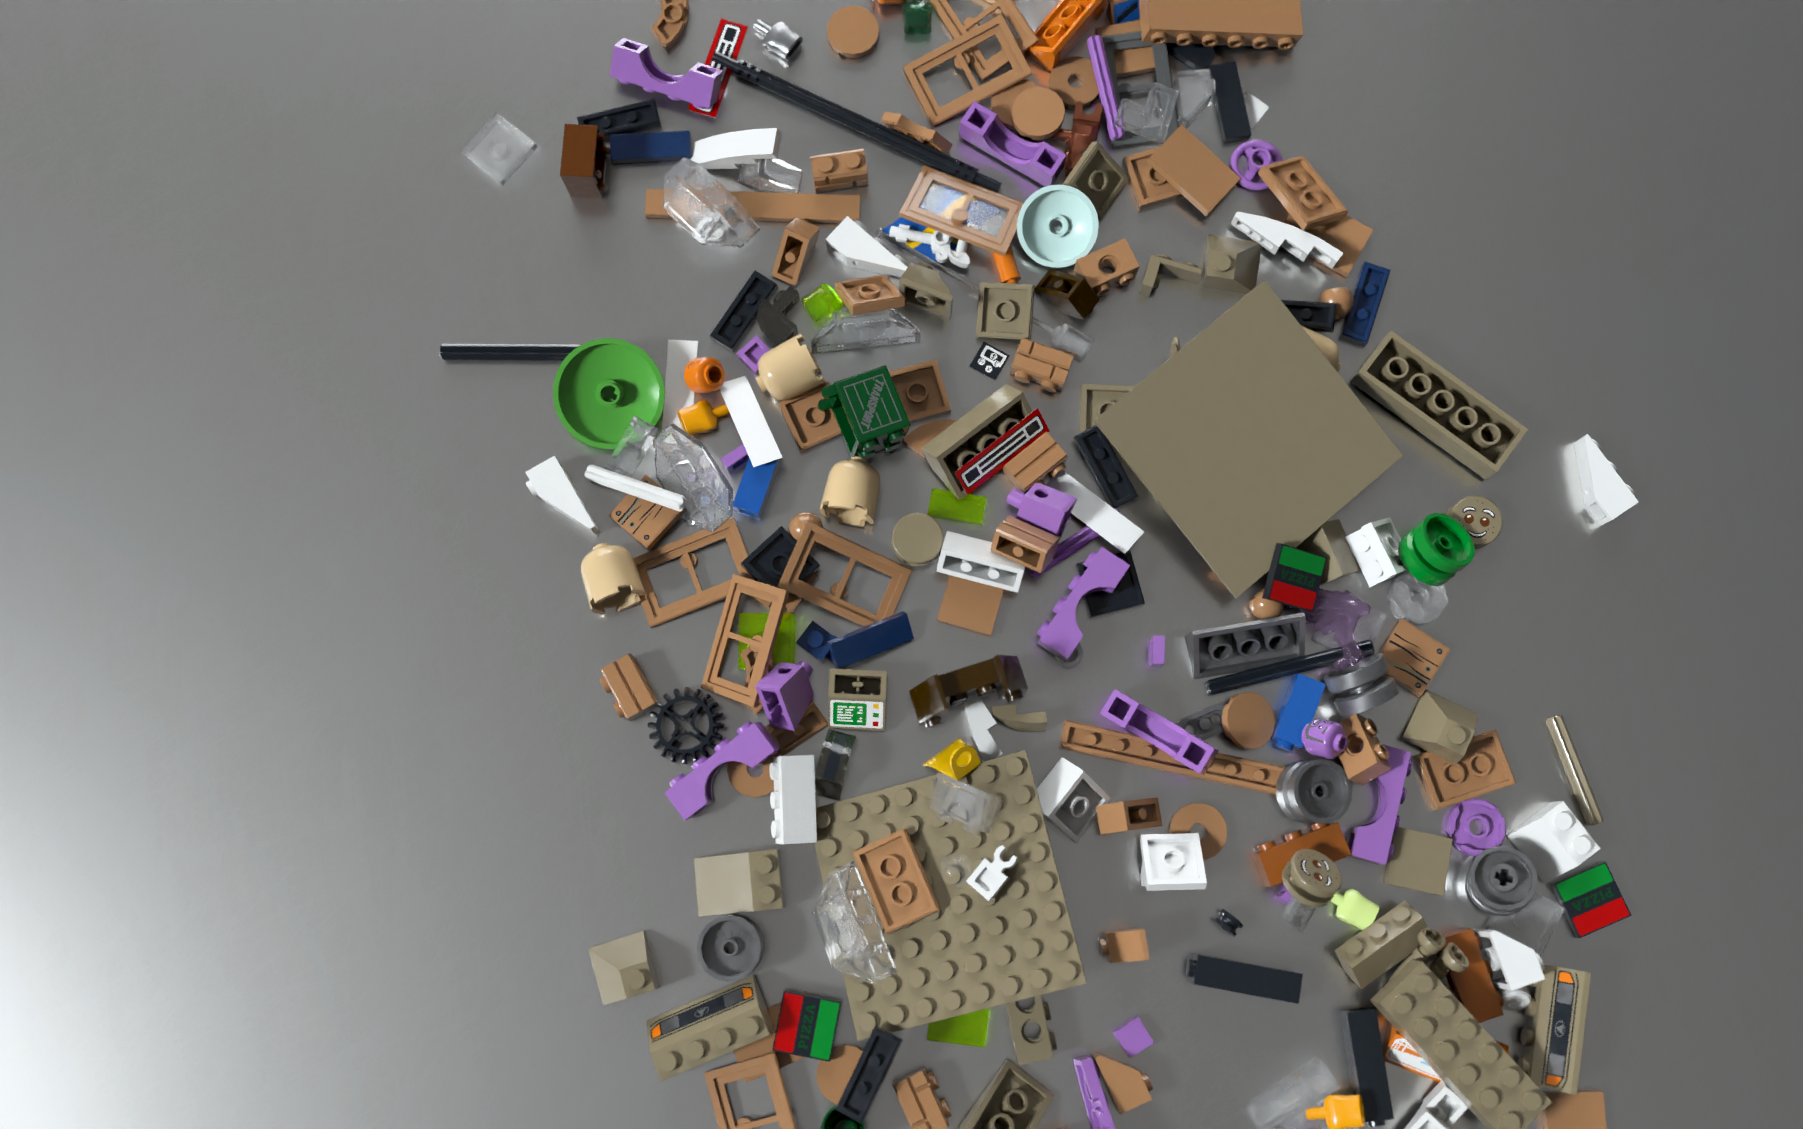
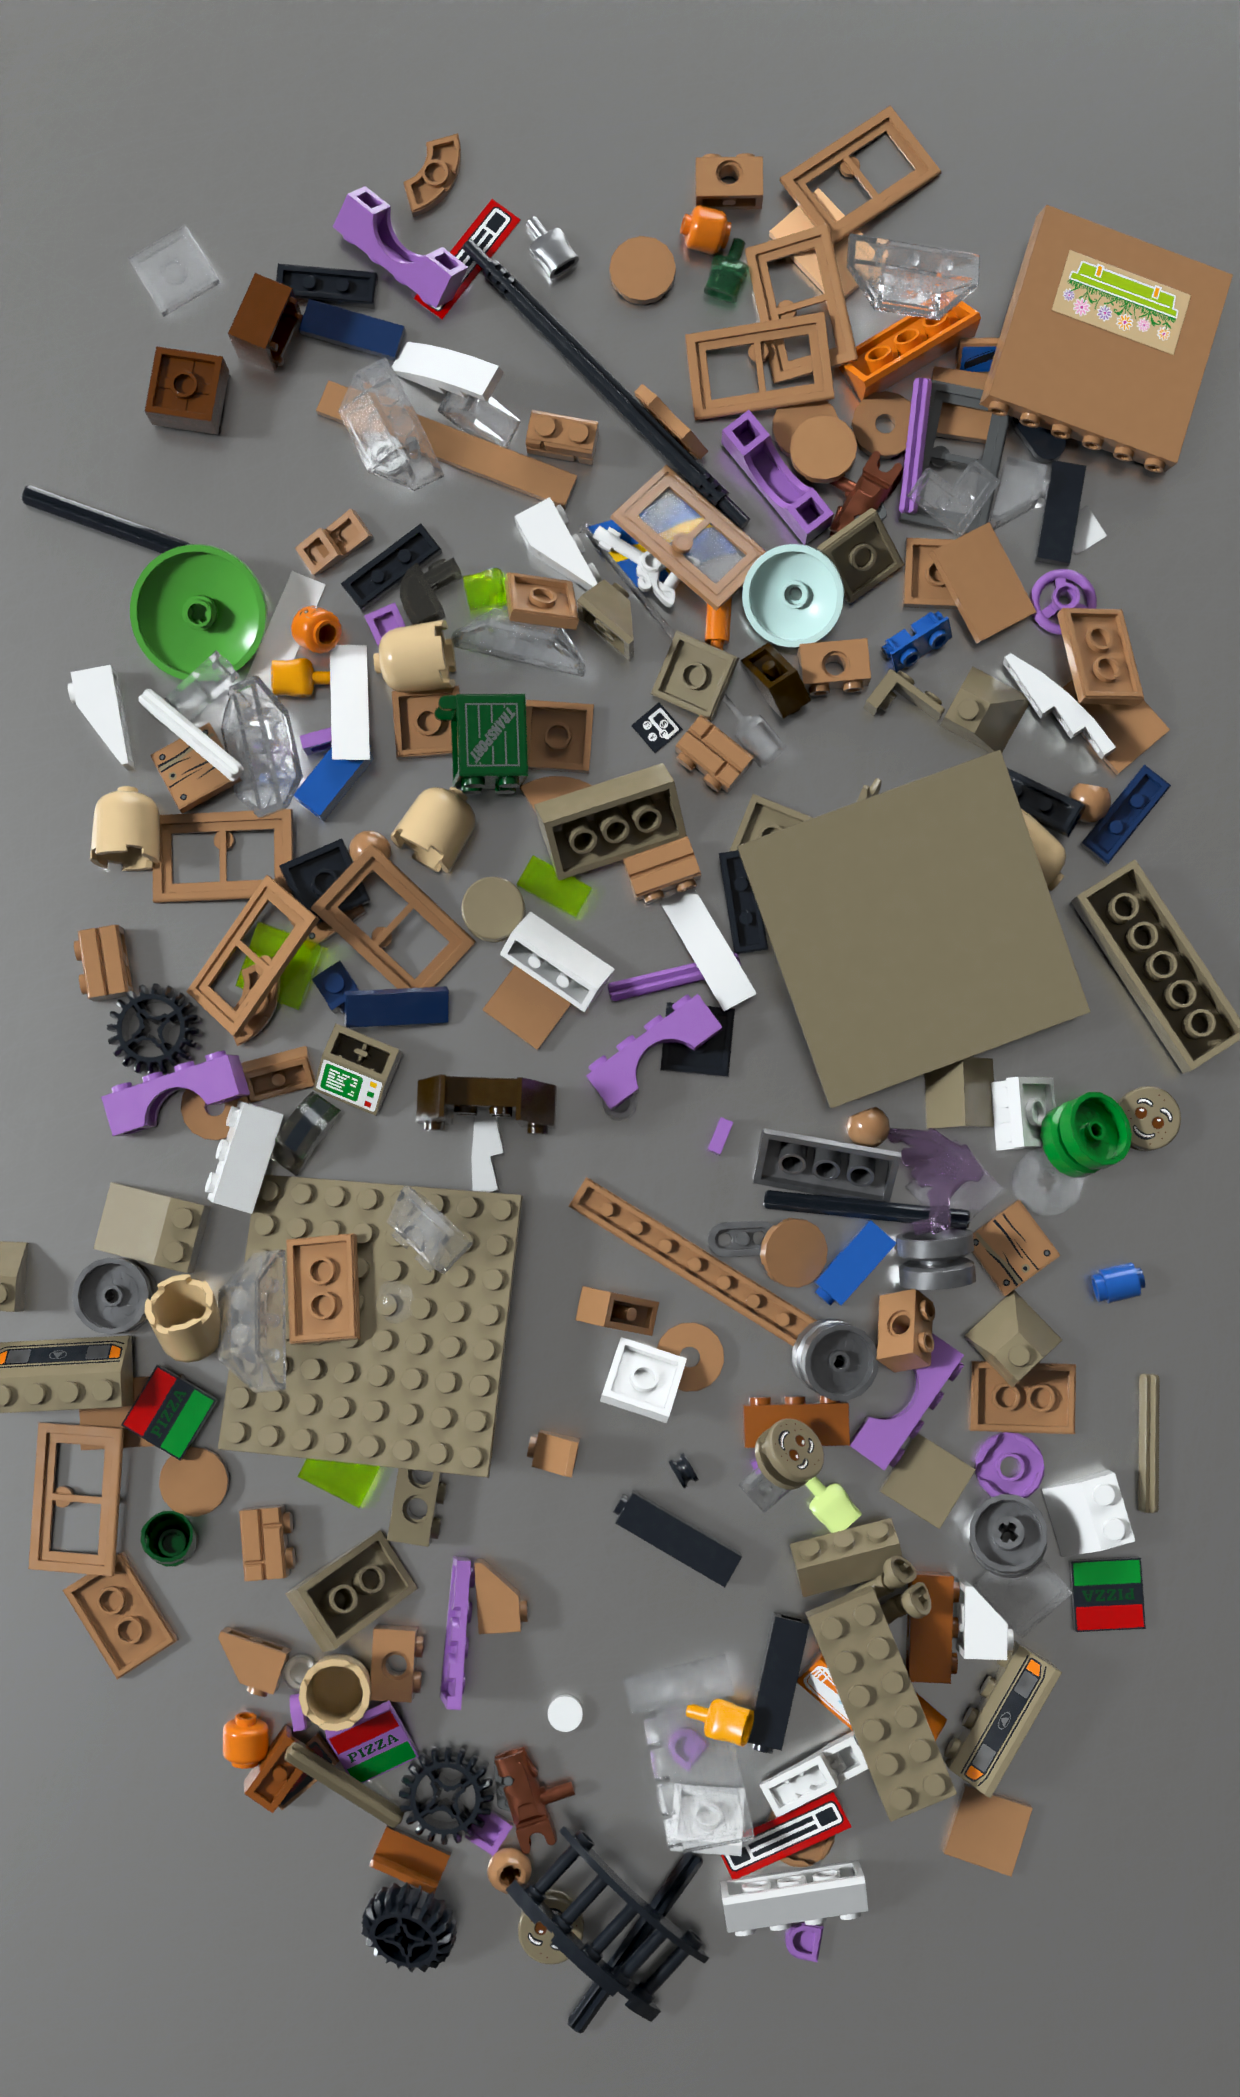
camera: 25 degrees right, 5 degrees up
(541, 231) = (187, 390): none -> reddish brown container
(694, 307) = (335, 543): none -> medium nougat slope
(786, 694) = (277, 1034): medium lavender torso -> none
(794, 944) = (184, 1318): none -> tan cylinder
(795, 250) = (476, 516): medium nougat slope -> none
(869, 1074) = (215, 1489): black tile -> none
(955, 760) = (440, 1177): yellow piece -> none
(989, 876) = (425, 1321): white plate -> none
(1001, 451) = (627, 841): sticker -> none
(1022, 722) = (541, 1164): dark tan slope -> none
(1024, 544) = (611, 959): medium nougat brick -> none
(1043, 508) = (646, 930): medium lavender torso -> none
(1070, 799) = (555, 1268): white slope -> none
(1133, 1037) = (529, 1557): medium lavender tile -> none
(1159, 731) = (674, 1213): medium lavender arch -> none
(1169, 219) = (930, 633): none -> blue hinge
(1294, 577) = (907, 1108): tile -> none
(1324, 738) = (868, 1304): medium lavender head -> none
(1502, 654) = (1118, 1283): none -> blue brick
(1515, 999) = (974, 1671): white tile -> none

